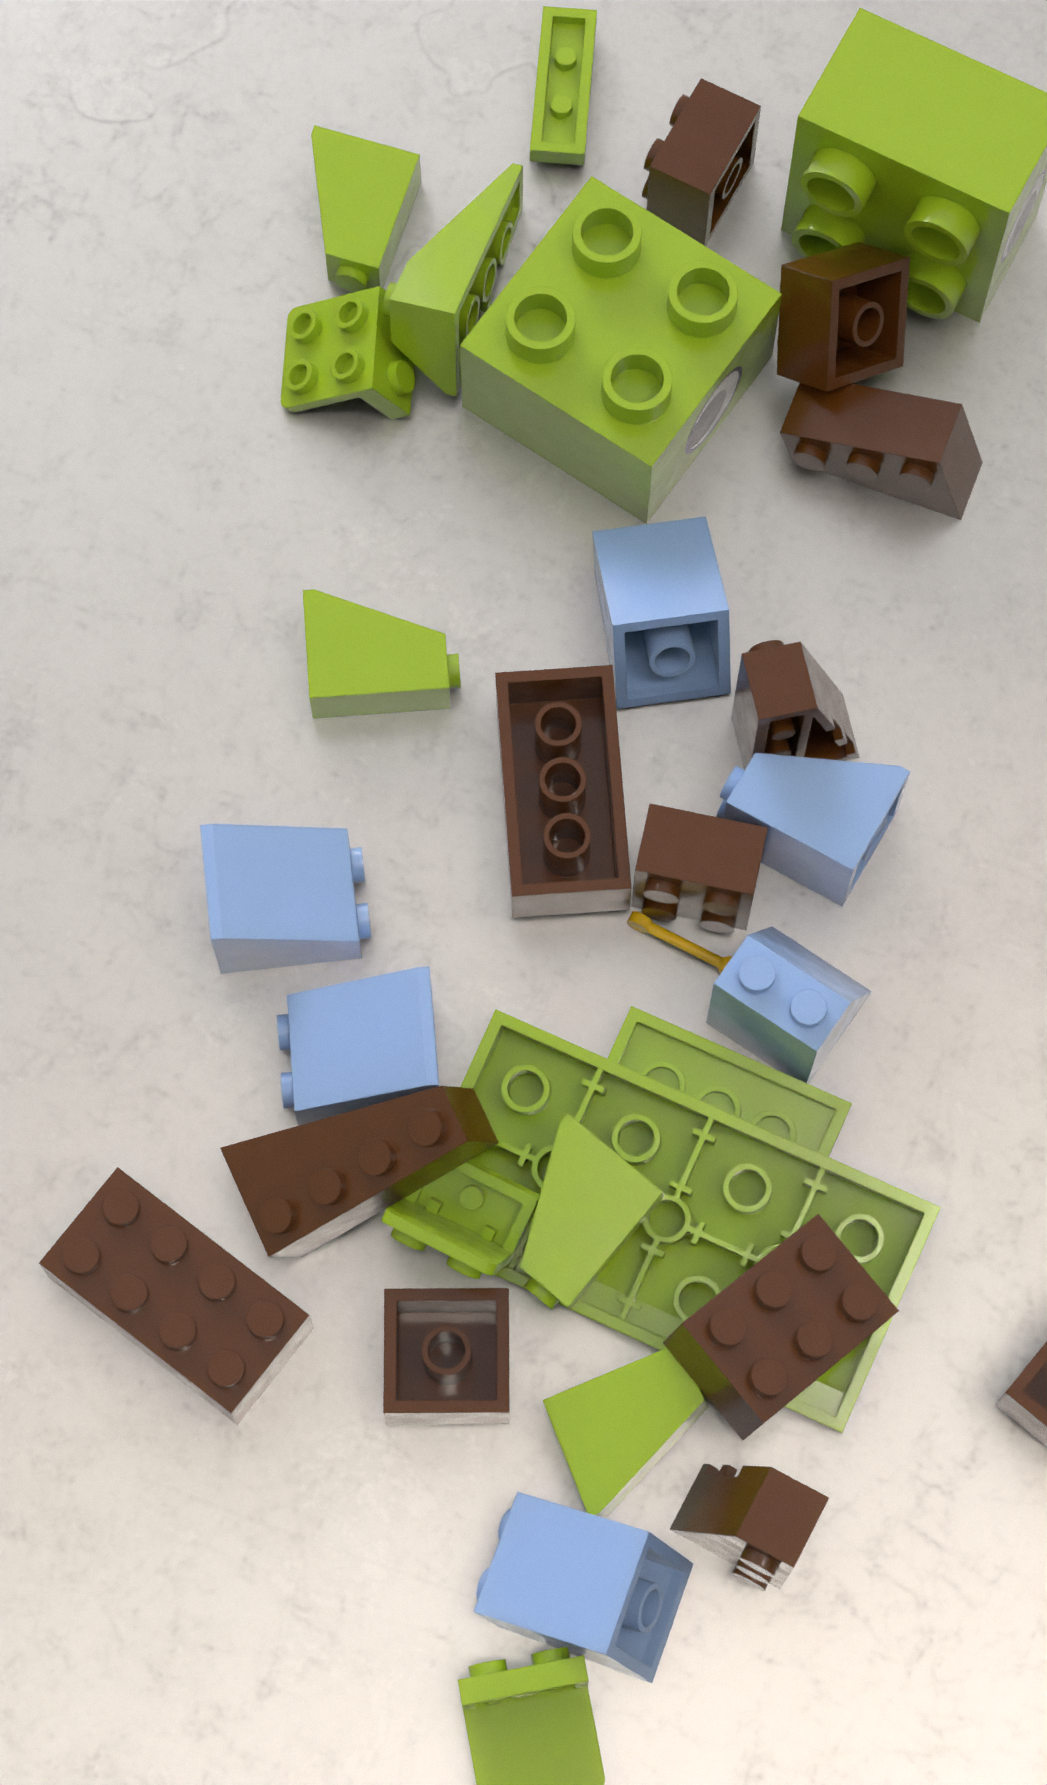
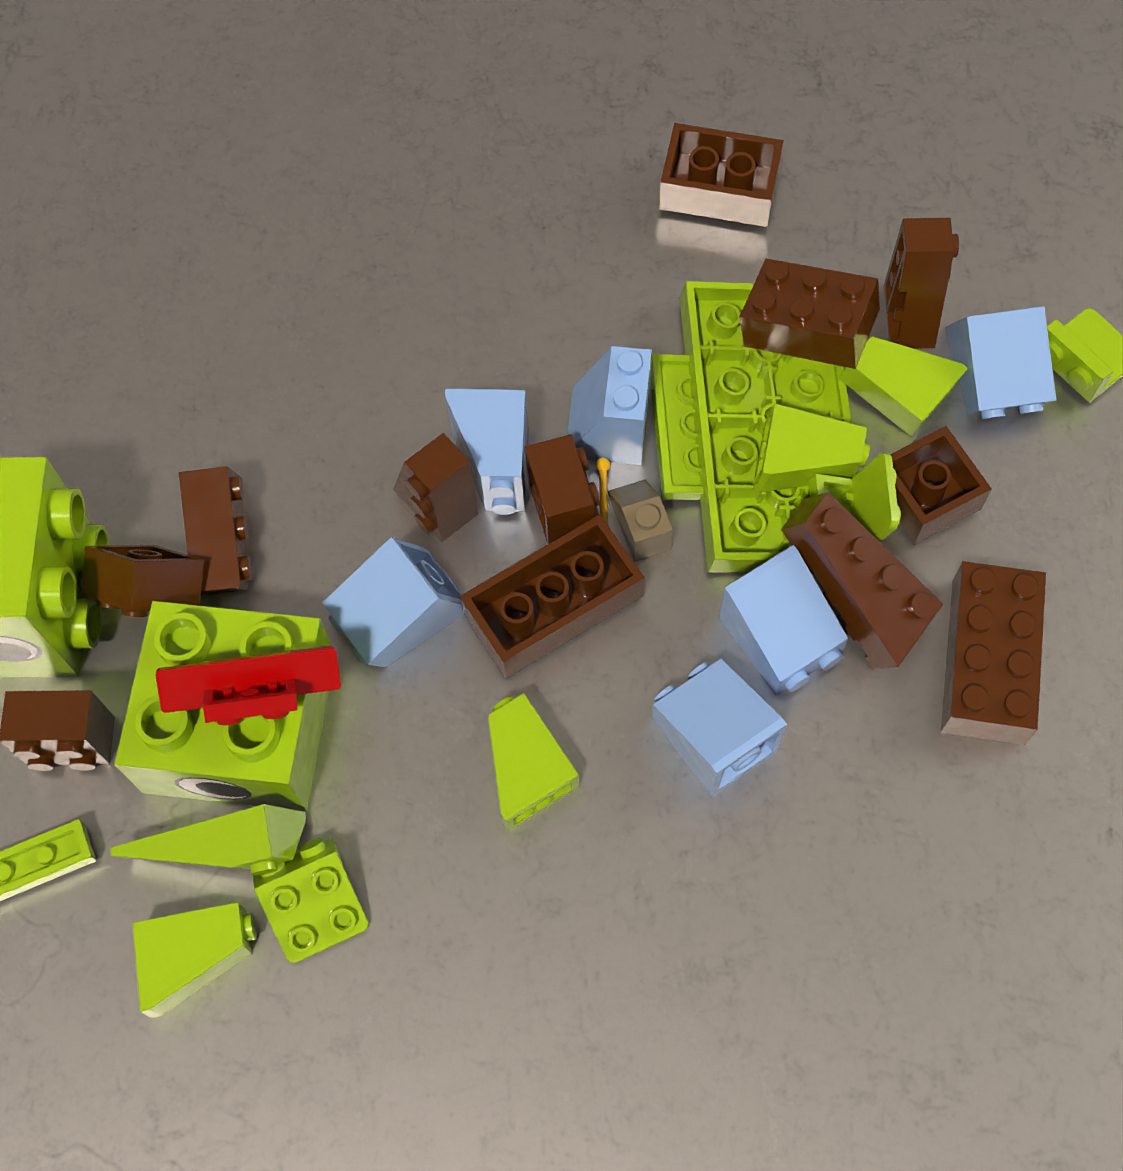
camera: 115 degrees left, 5 degrees down
(582, 331) = (249, 684): none -> red bracket
(621, 966) = (642, 519): none -> dark tan slope

